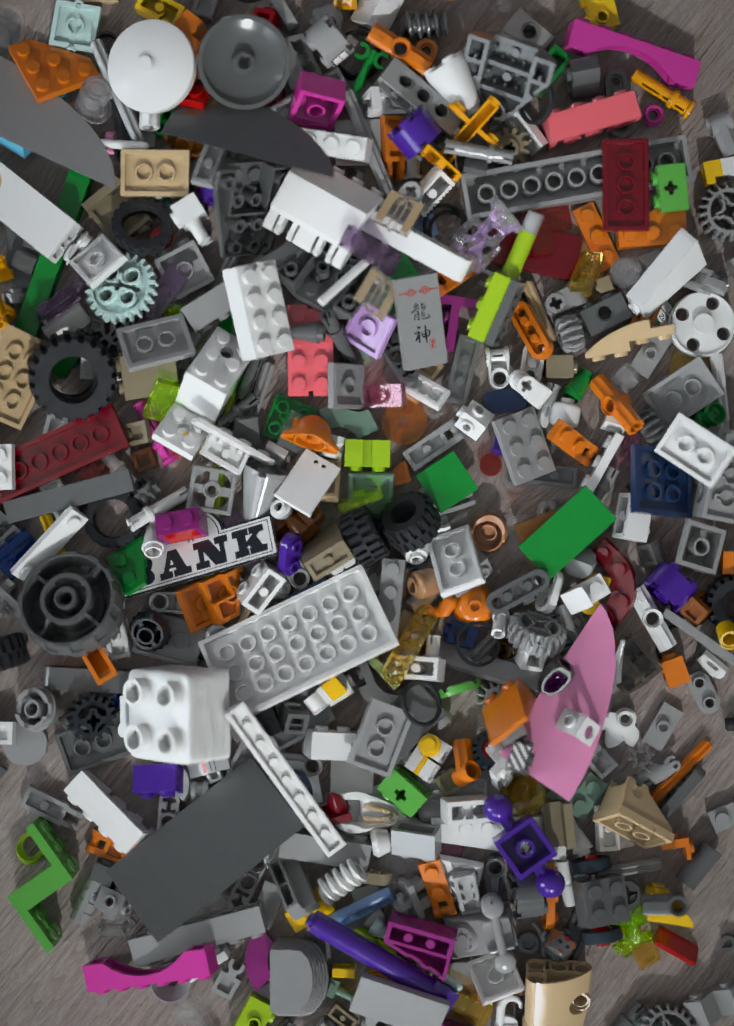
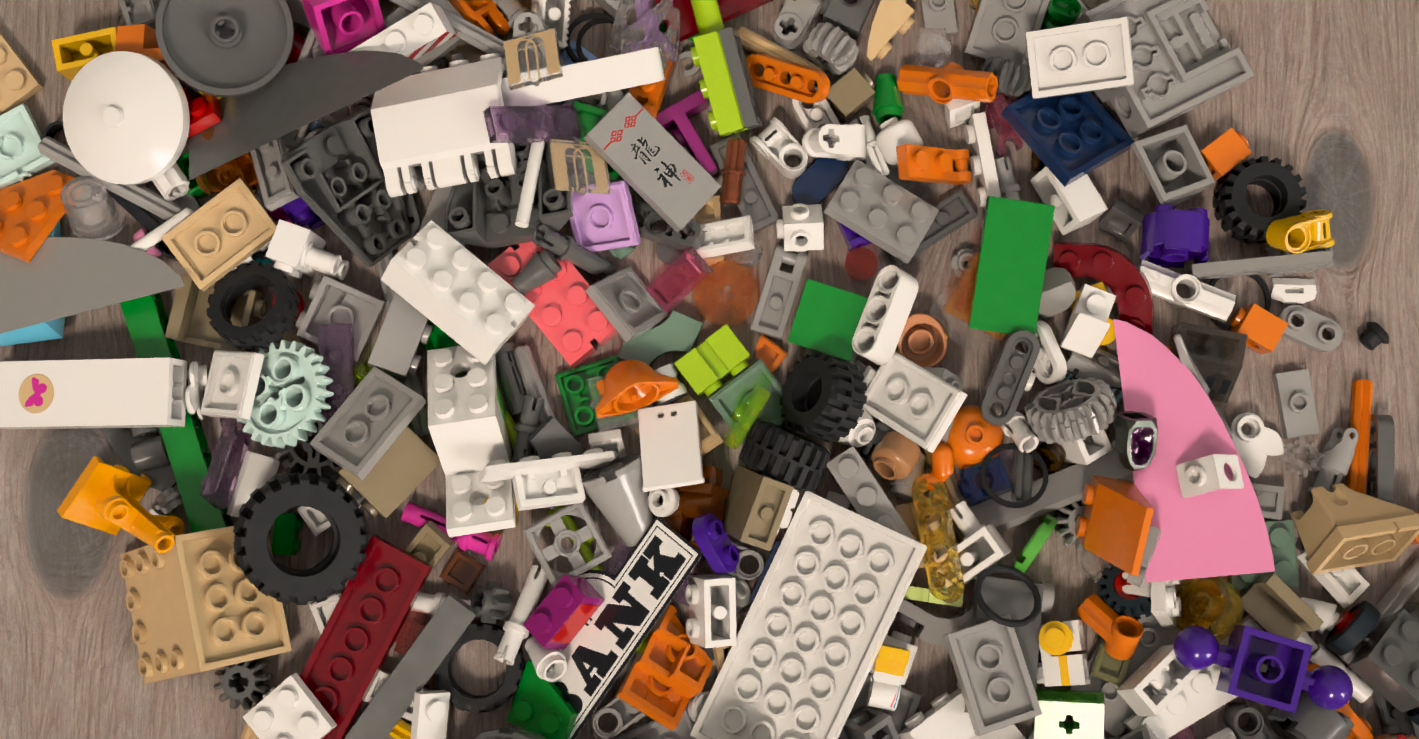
camera: 30 degrees left, 5 degrees down
(161, 399) = (426, 485): clear neon green plate -> none
(461, 359) = (733, 171): none -> copper axle
(479, 503) = (885, 314): none -> white beam
(520, 757) = (1176, 564): dark grey brick -> none
(696, 610) = (1226, 239): dark orange panel -> none

